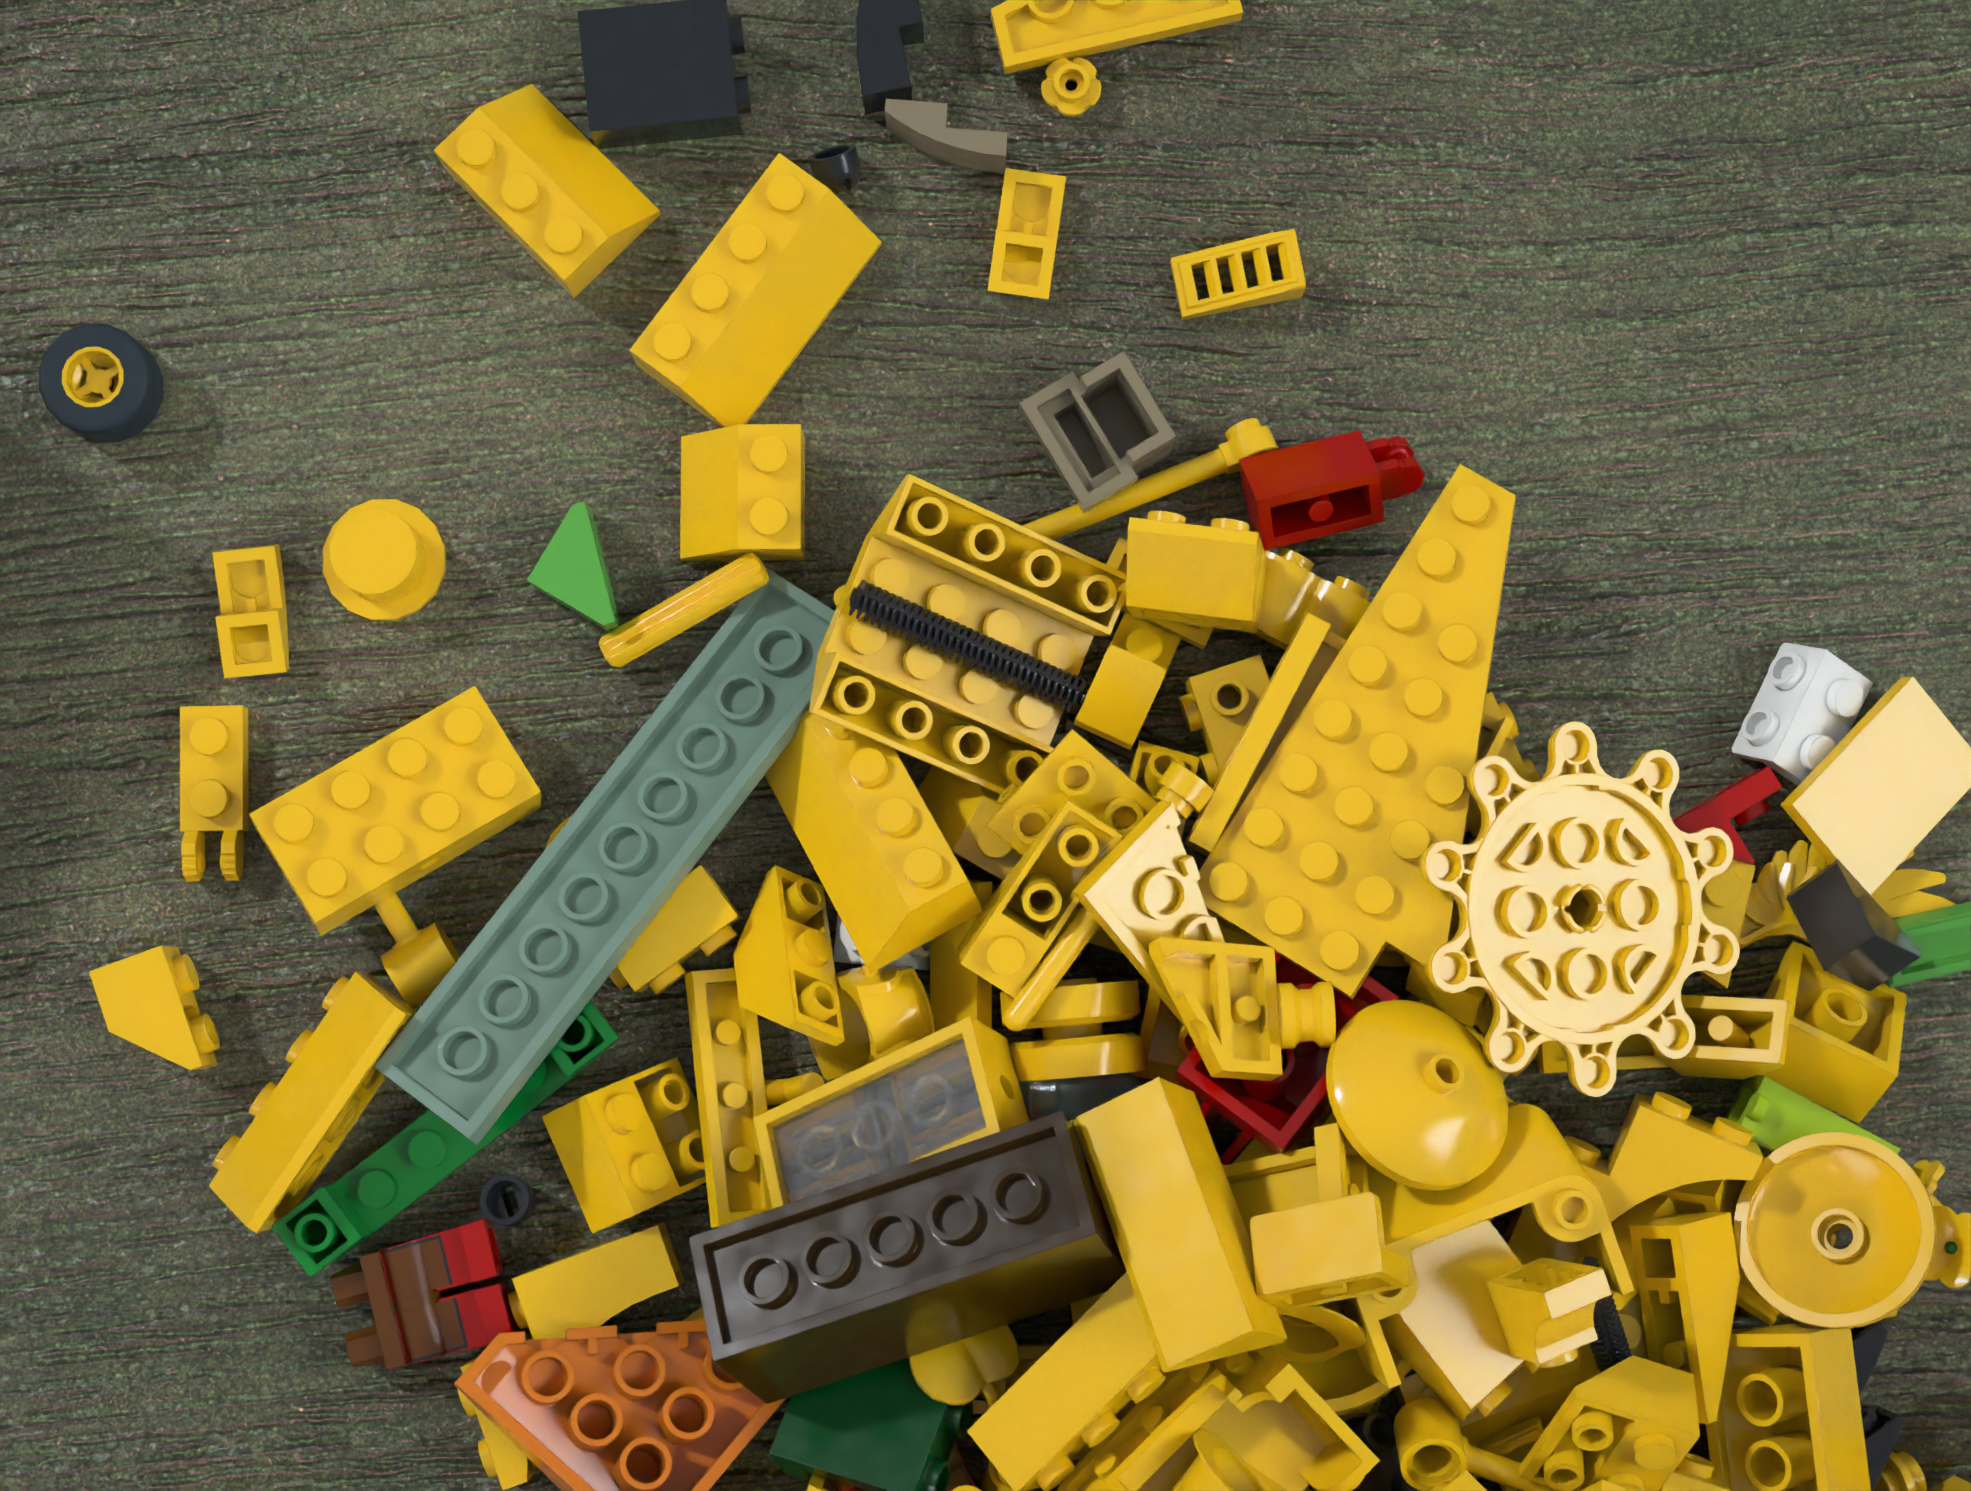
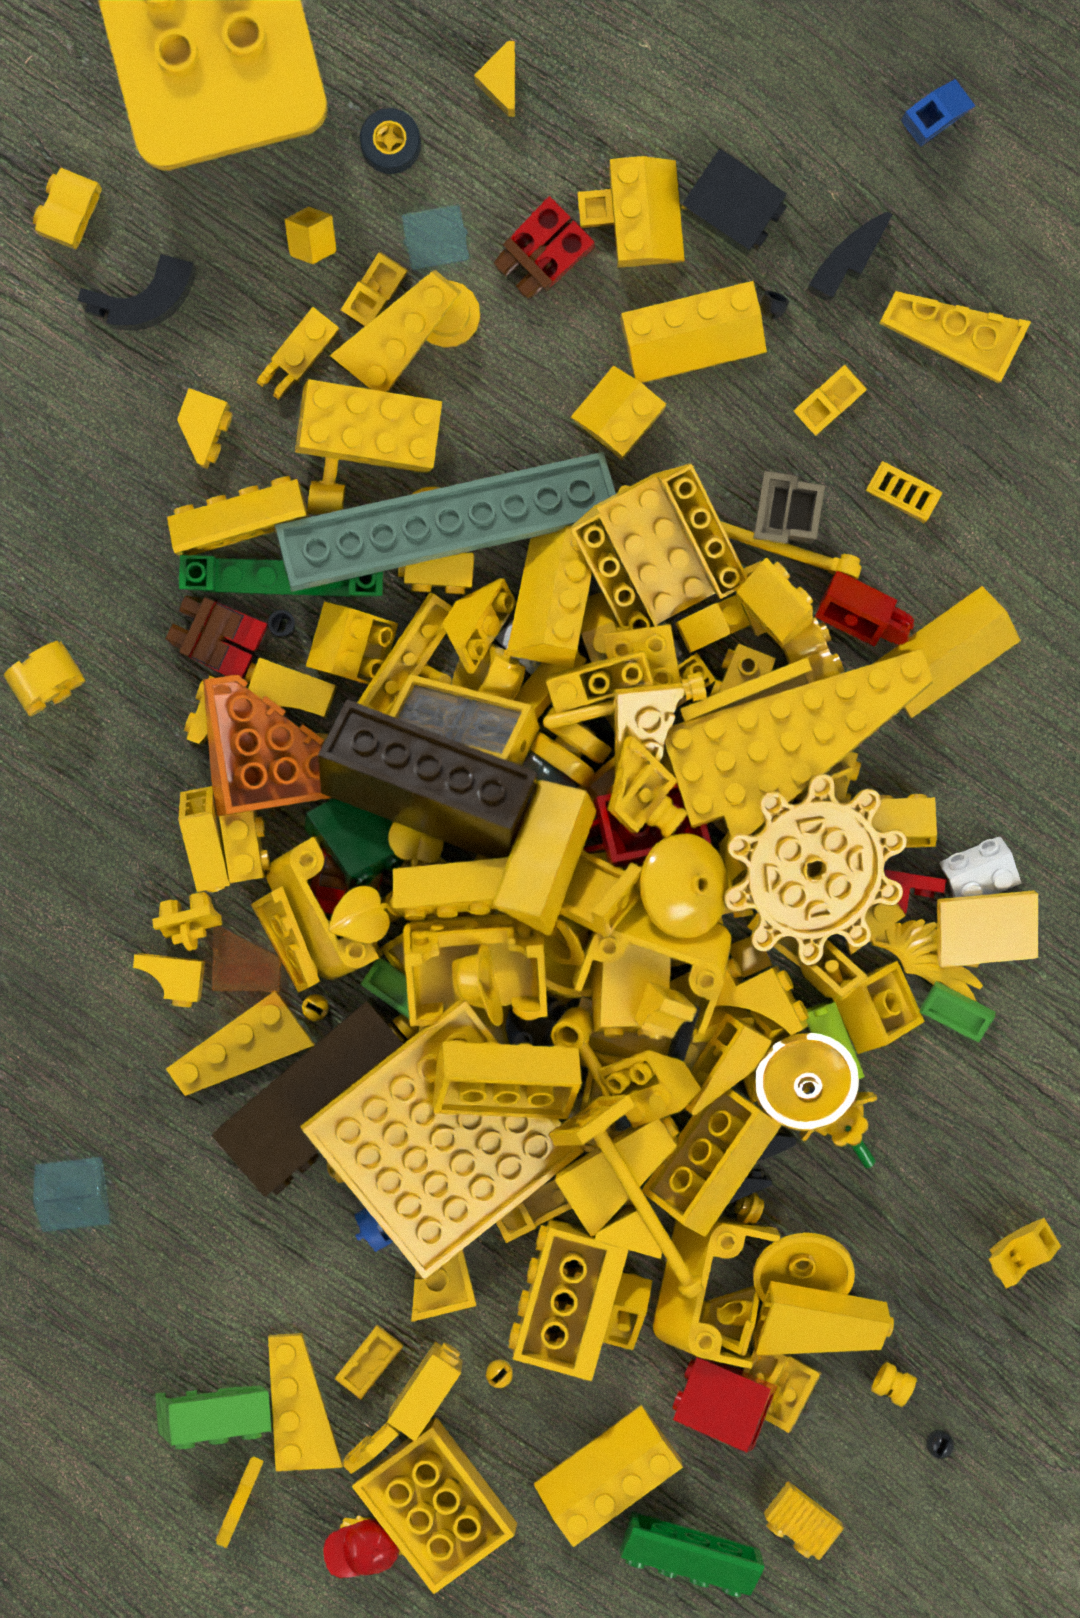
camera: 45 degrees right, 5 degrees up
(94, 608) = (310, 235): none -> yellow panel
(183, 173) = (498, 78): none -> yellow slope
(279, 466) = (435, 237): none -> clear light blue piece
(331, 652) = (393, 338): none -> yellow wing
(445, 353) = (539, 259): none -> red hips
(473, 239) = (595, 208): none -> yellow plate
(576, 571) = (522, 387): bright green slope -> none
(684, 610) = (554, 440): yellow axle -> none
(926, 129) = (825, 321): dark tan slope -> none
(967, 644) = (658, 554): black axle -> none
(1075, 101) = (898, 360): yellow plate -> none
(1324, 1253) = (592, 913): yellow panel -> none
(1494, 417) = (959, 644): none -> yellow slope
(1581, 1115) = (748, 957): none -> yellow slope
(1643, 716) = (910, 815): none -> yellow brick
(1850, 929) = (921, 973): black slope -> none

